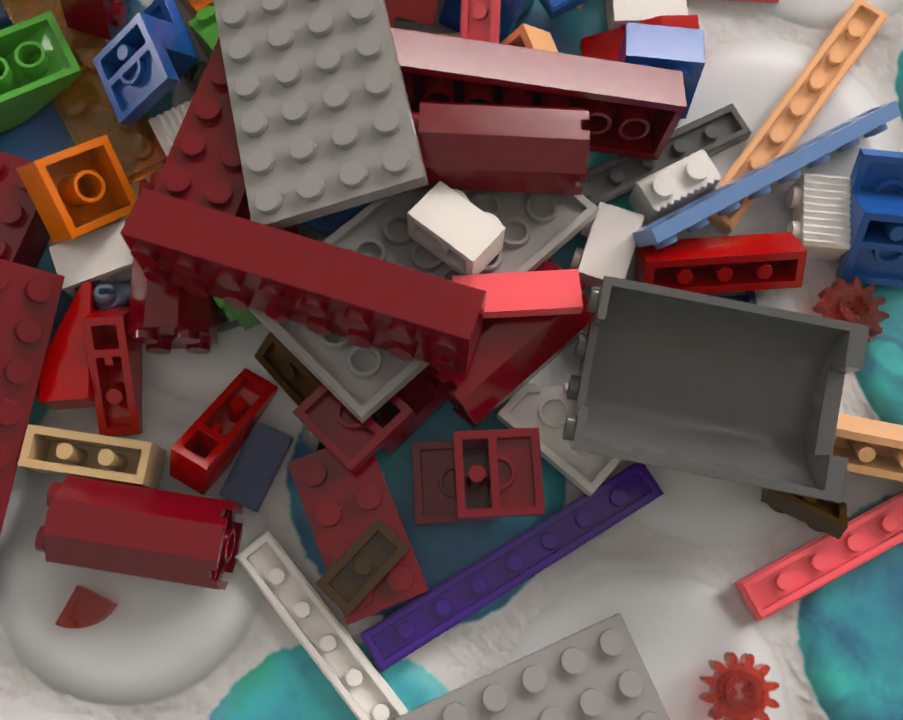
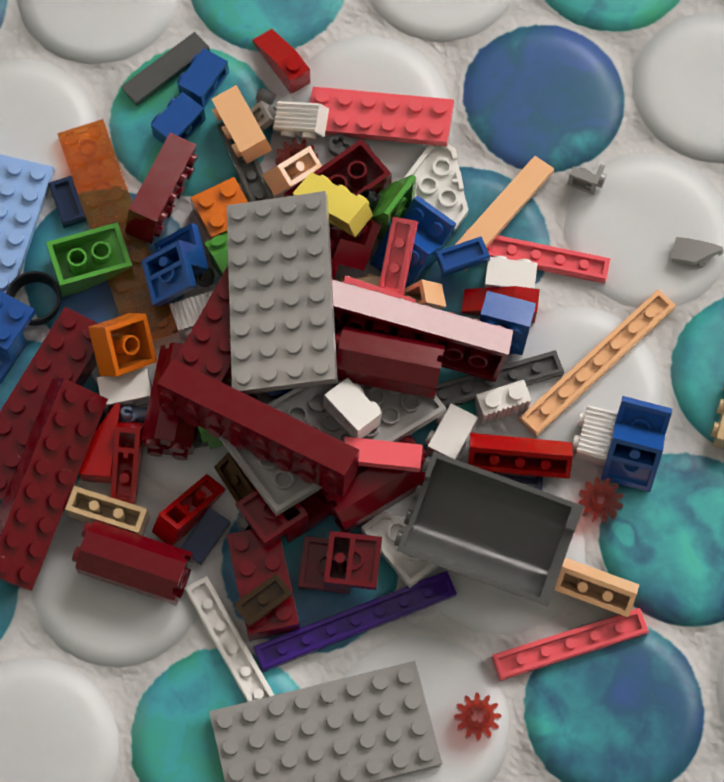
camera: 10 degrees right, 5 degrees down
(85, 609) = (88, 605): clear red tile -> none
(758, 181) = (554, 406): medium blue plate -> none
(816, 513) = (547, 616): dark brown plate -> none

